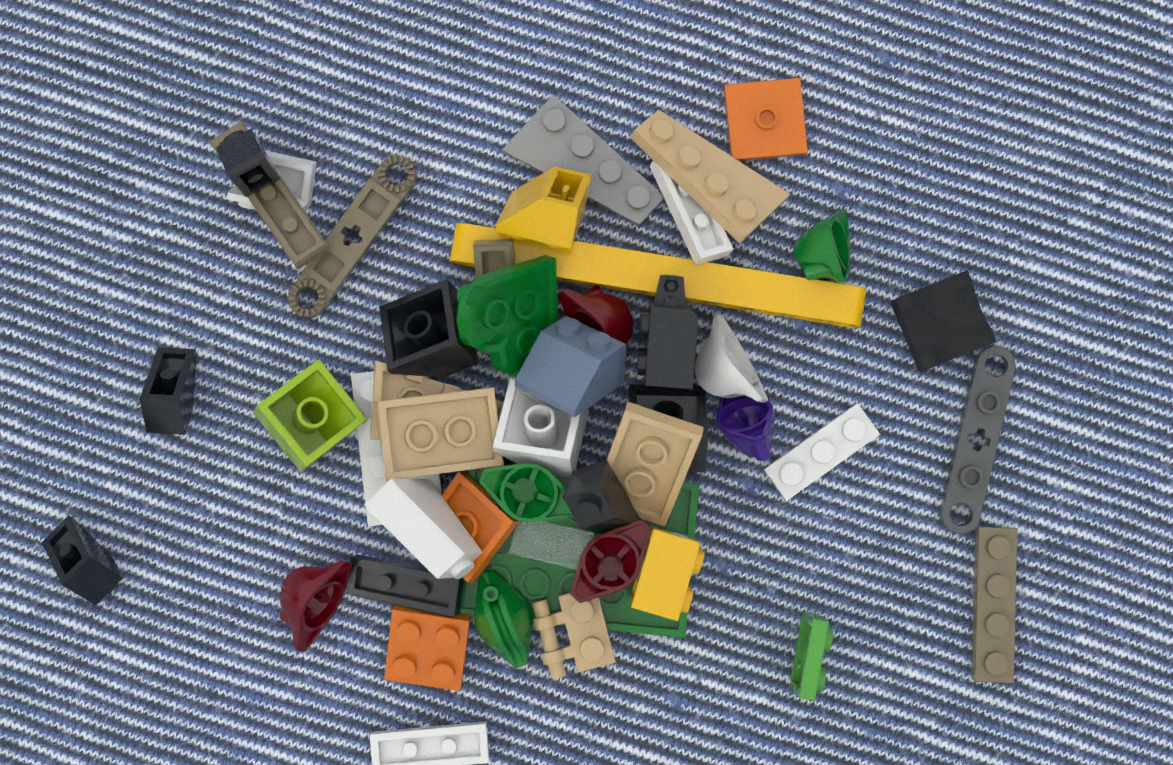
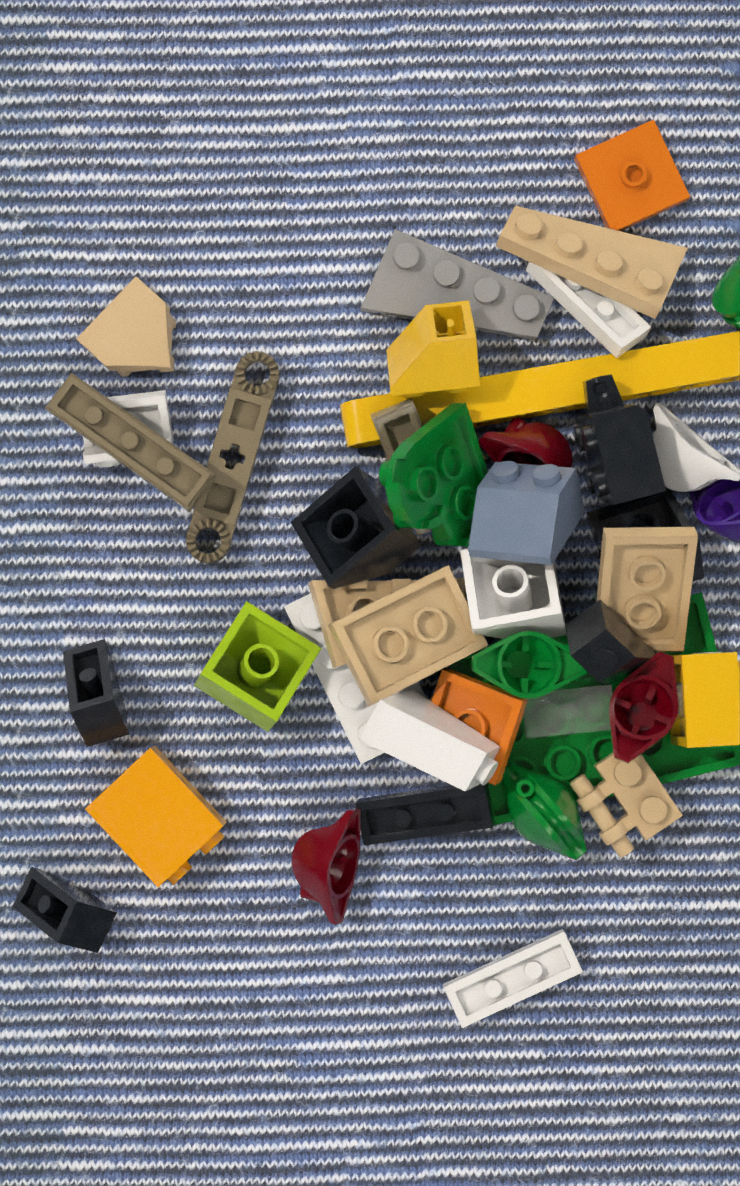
camera: 25 degrees left, 0 degrees up
(184, 511) = (157, 817): none -> light orange brick
(246, 162) = (98, 412): black slope -> none
(307, 104) = (132, 332): none -> tan slope
(427, 648) = (472, 872): orange plate -> none

